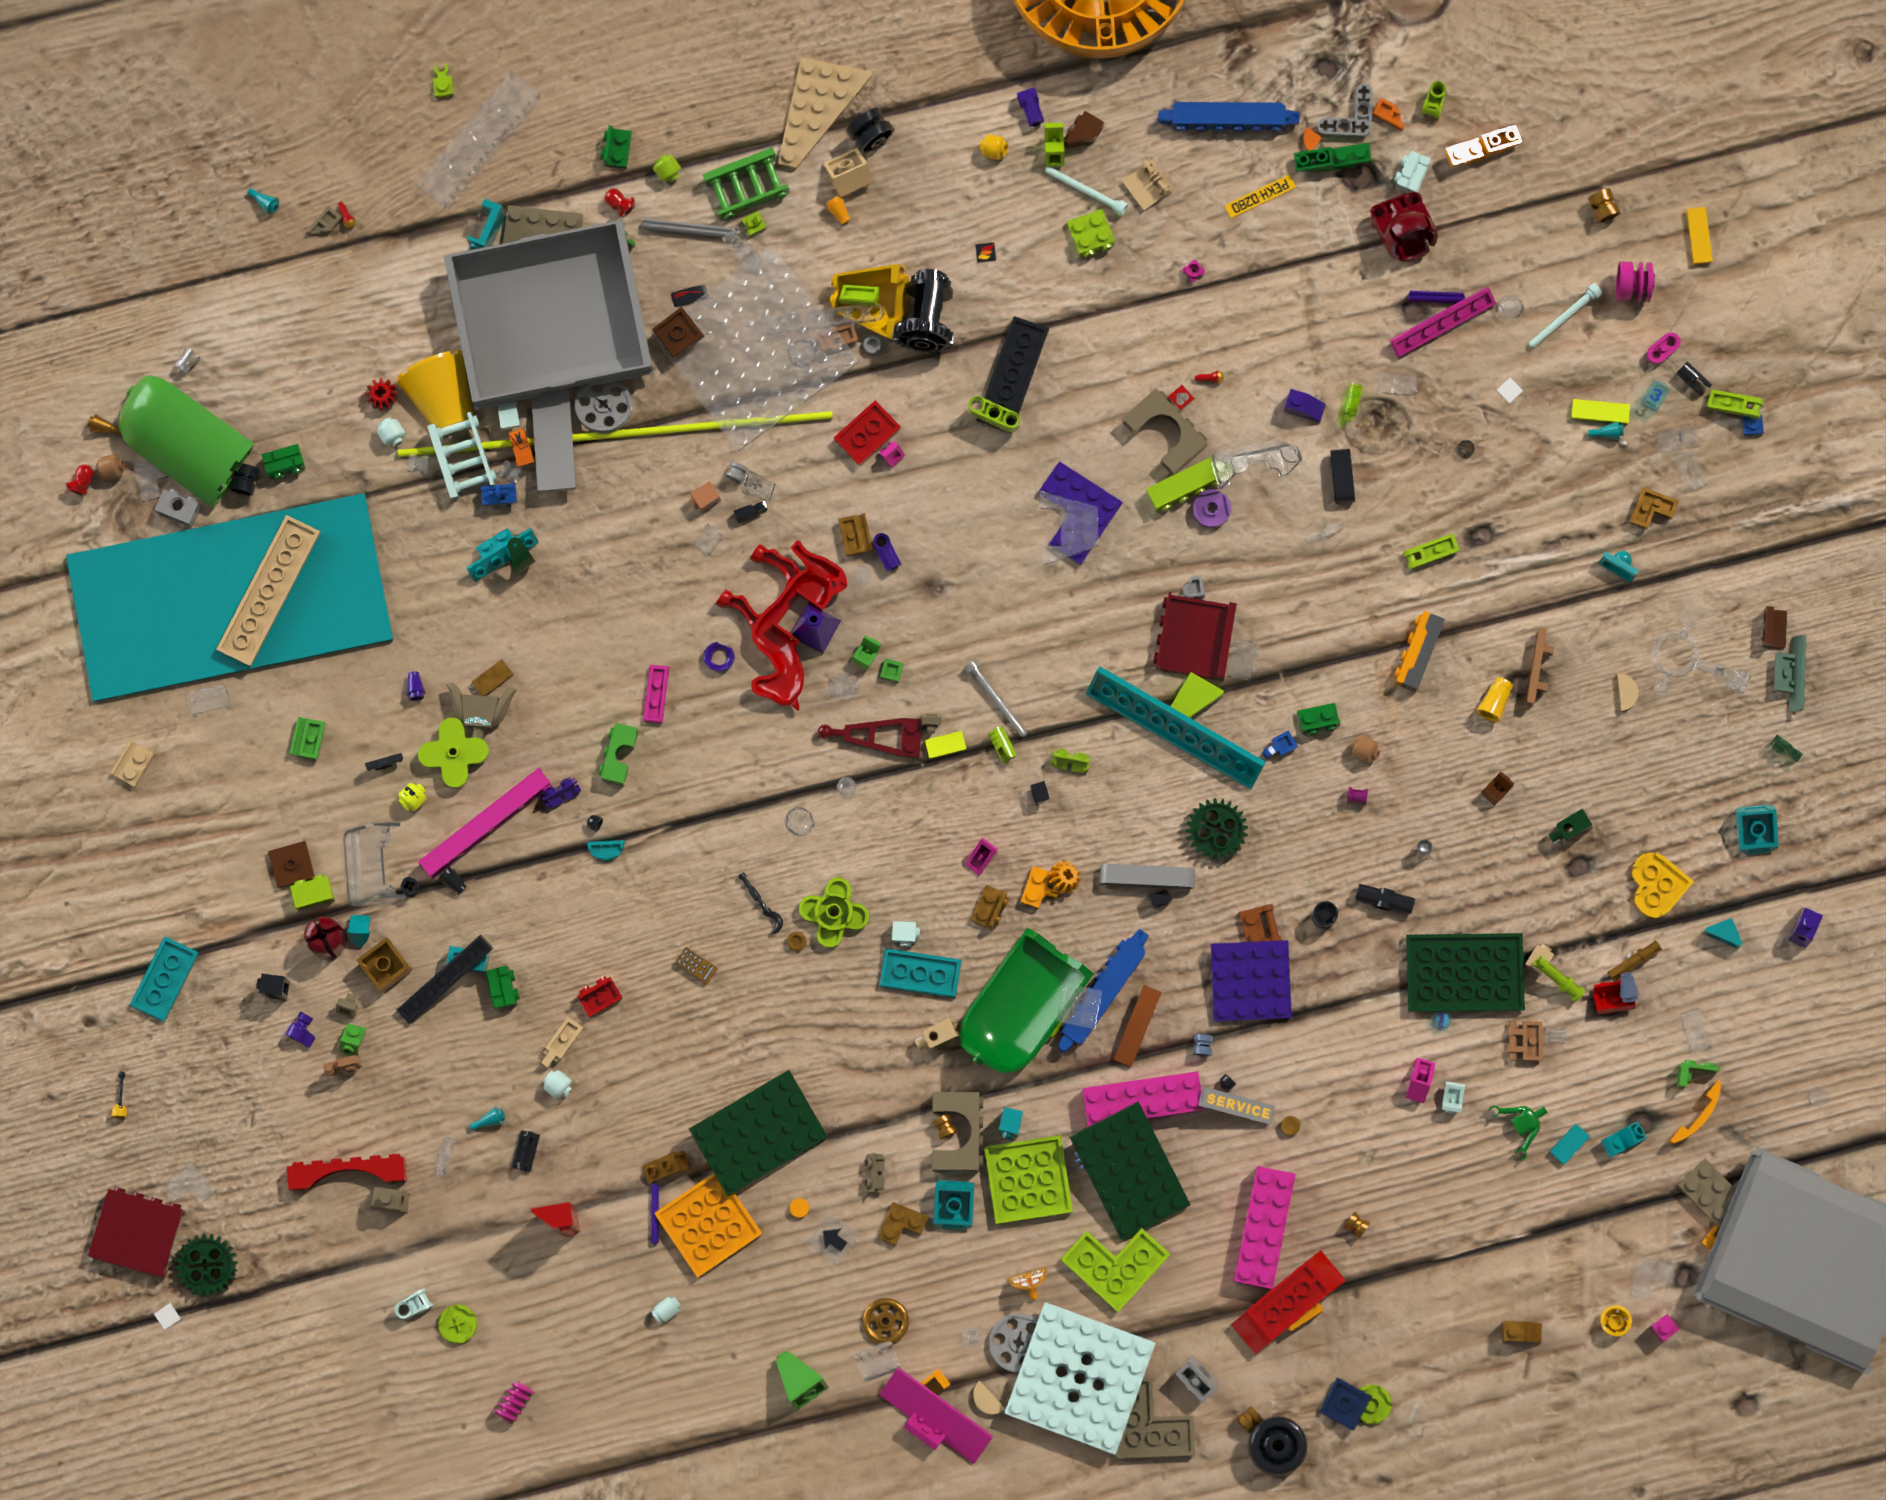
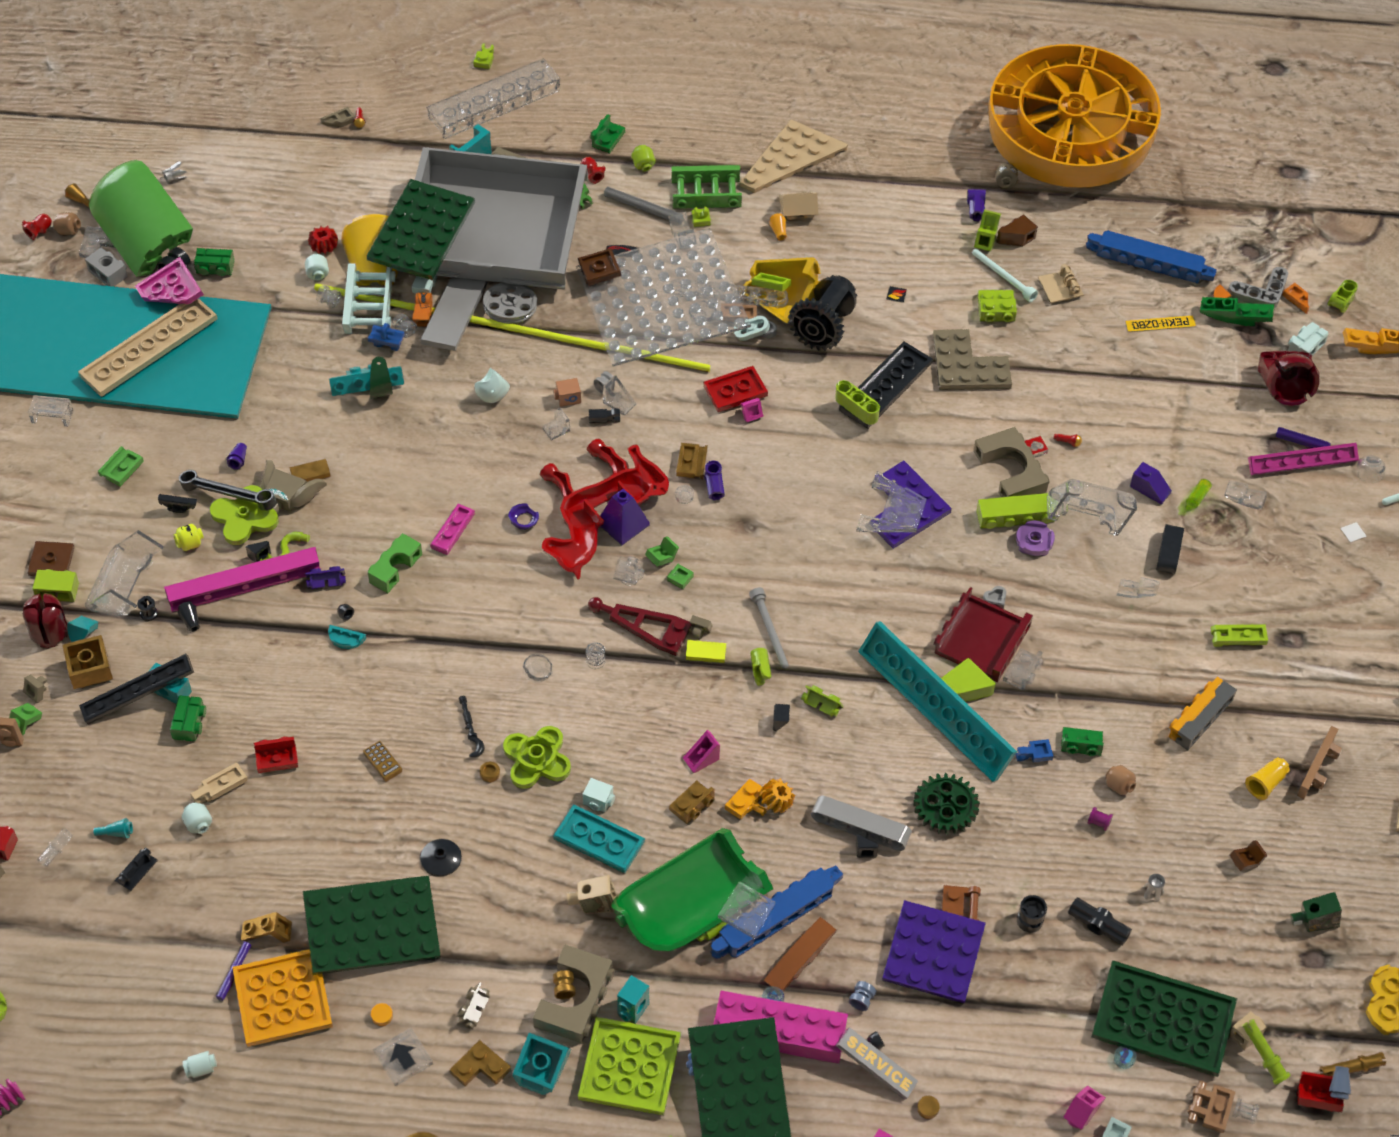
camera: 15 degrees right, 25 degrees down
(259, 513) = (170, 285): none -> dark pink plate
(268, 203) = (300, 92): teal cone -> none
(426, 733) = (244, 494): none -> black piece
(485, 786) = (258, 550): none -> black slope
(486, 362) = (421, 229): none -> dark green plate
(511, 755) = (293, 536): none -> lime animal
(559, 1217) = (133, 927): red slope -> none
(629, 519) = (492, 387): none -> light aqua piece
(794, 1048) = (443, 864): none -> black dish
(858, 350) = (754, 330): none -> light aqua plate
(870, 130) = (829, 176): black wheel -> none
(993, 147) = (933, 220): yellow head -> none
(1050, 58) = (1006, 174): none -> dark tan head
(1079, 327) = (961, 370): none -> dark tan plate
(1127, 1072) = (773, 993): none -> clear light blue tile
(1198, 270) = (1080, 356): dark pink plate -> none
(1468, 454) = (1297, 568): clear smoke bush -> none

